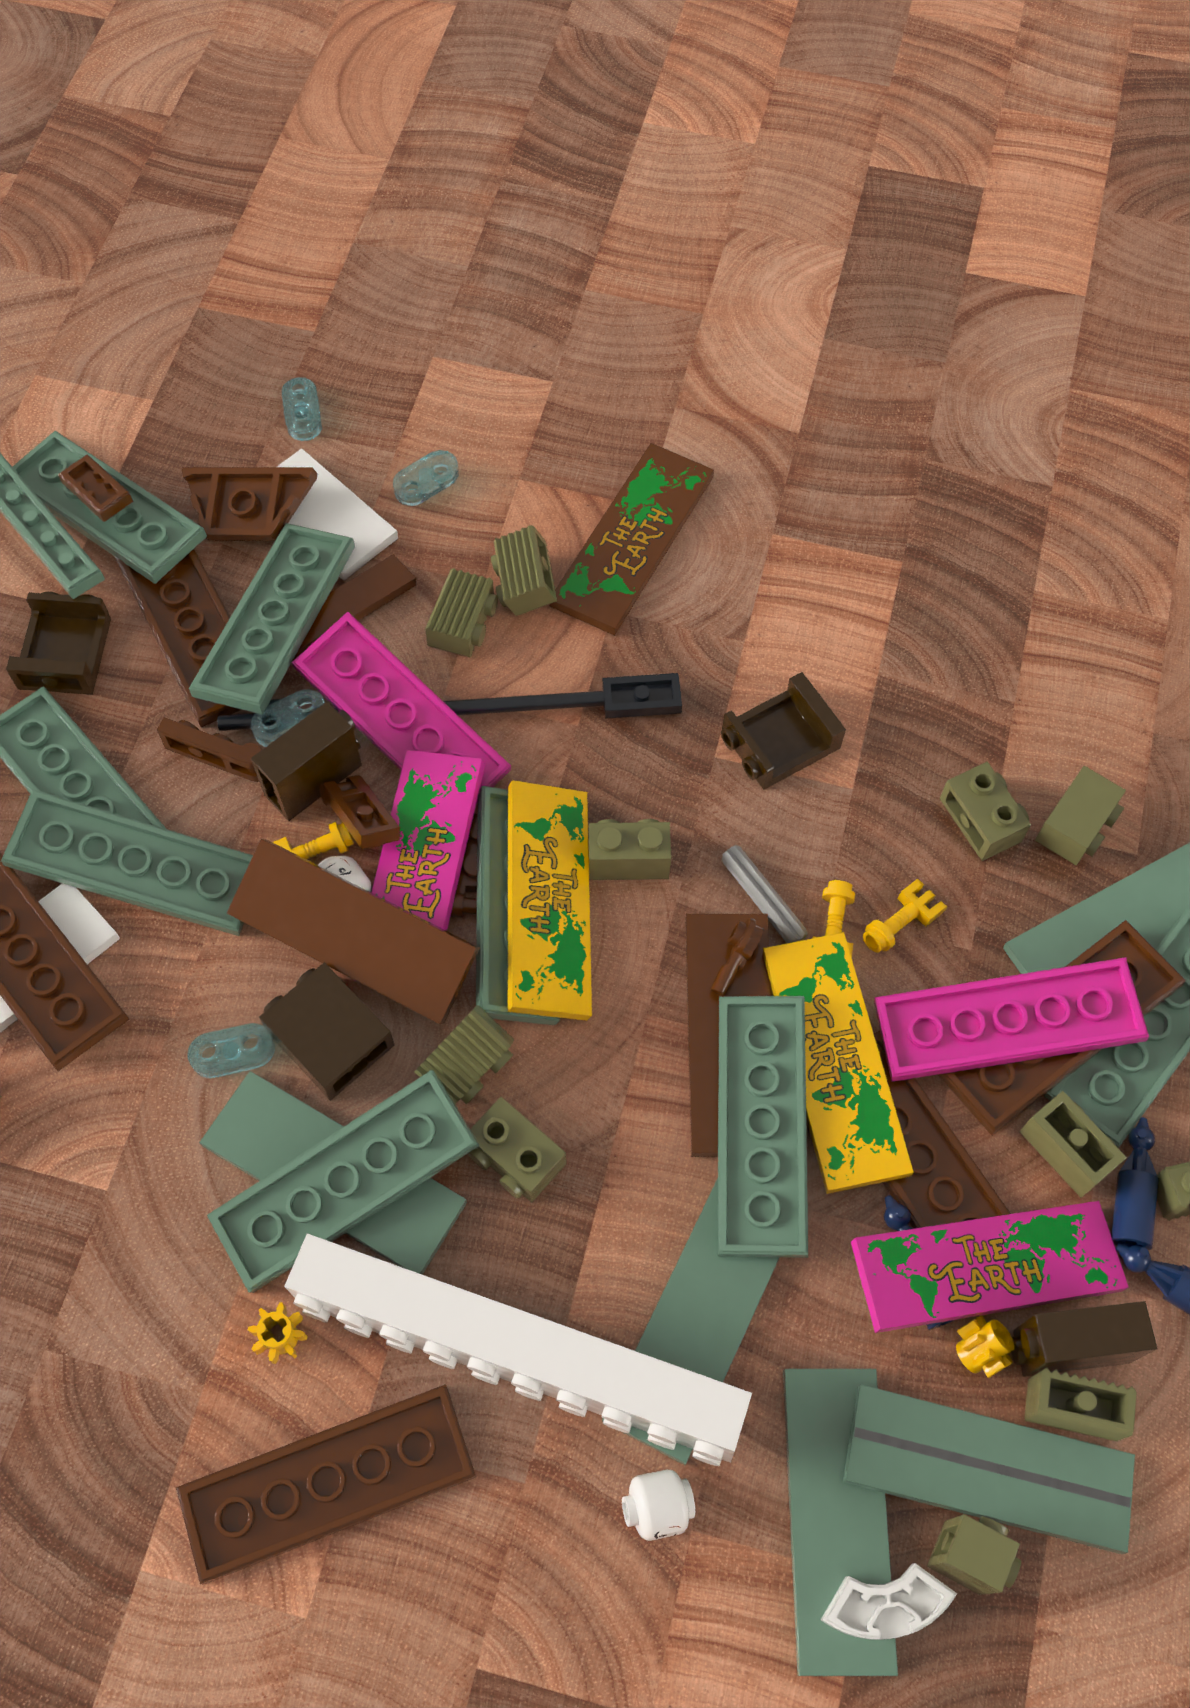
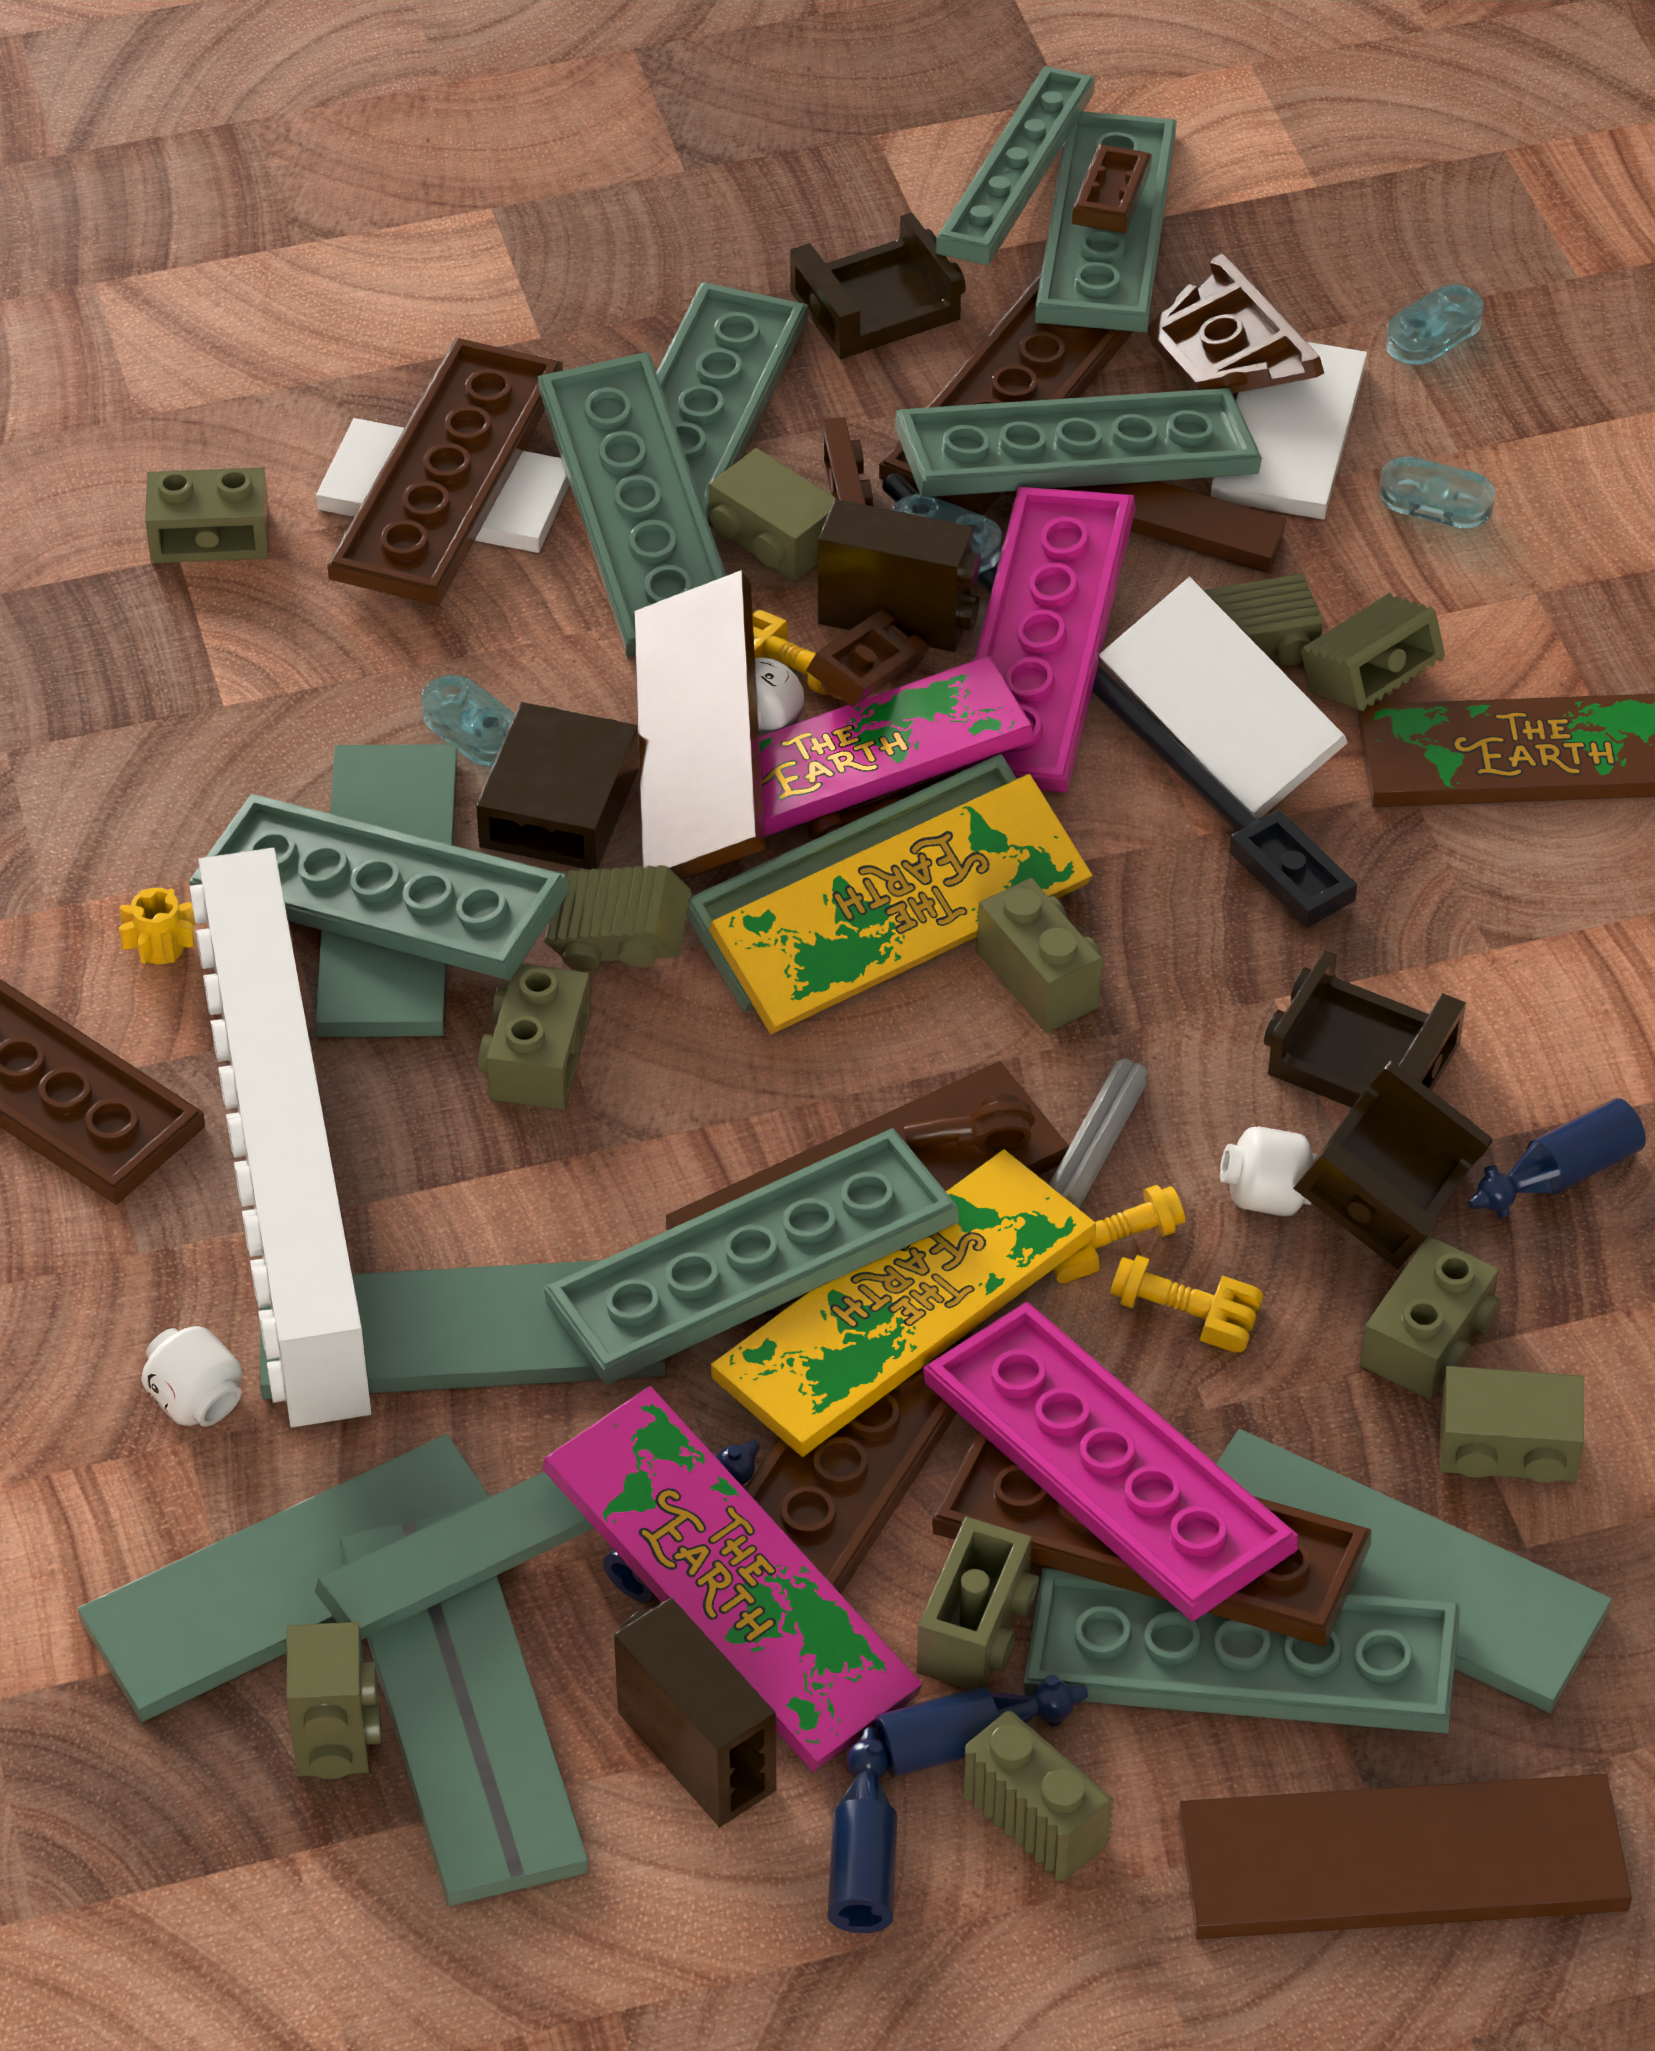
camera: 60 degrees right, 15 degrees down
(204, 796) = (770, 512): none -> olive brick
(510, 657) = (1223, 698): none -> white tile
(849, 825) = (1266, 1169): none -> white head
(883, 771) = (1393, 1164): none -> dark brown panel
(890, 1608) = (214, 1660): white tile -> none
(899, 1410) = (451, 1555): none -> sand green tile
(913, 688) = (1565, 1156): none -> dark blue wheel
(985, 1346) = (605, 1616): yellow gear -> none
(1080, 1405) = (607, 1752): olive brick -> none

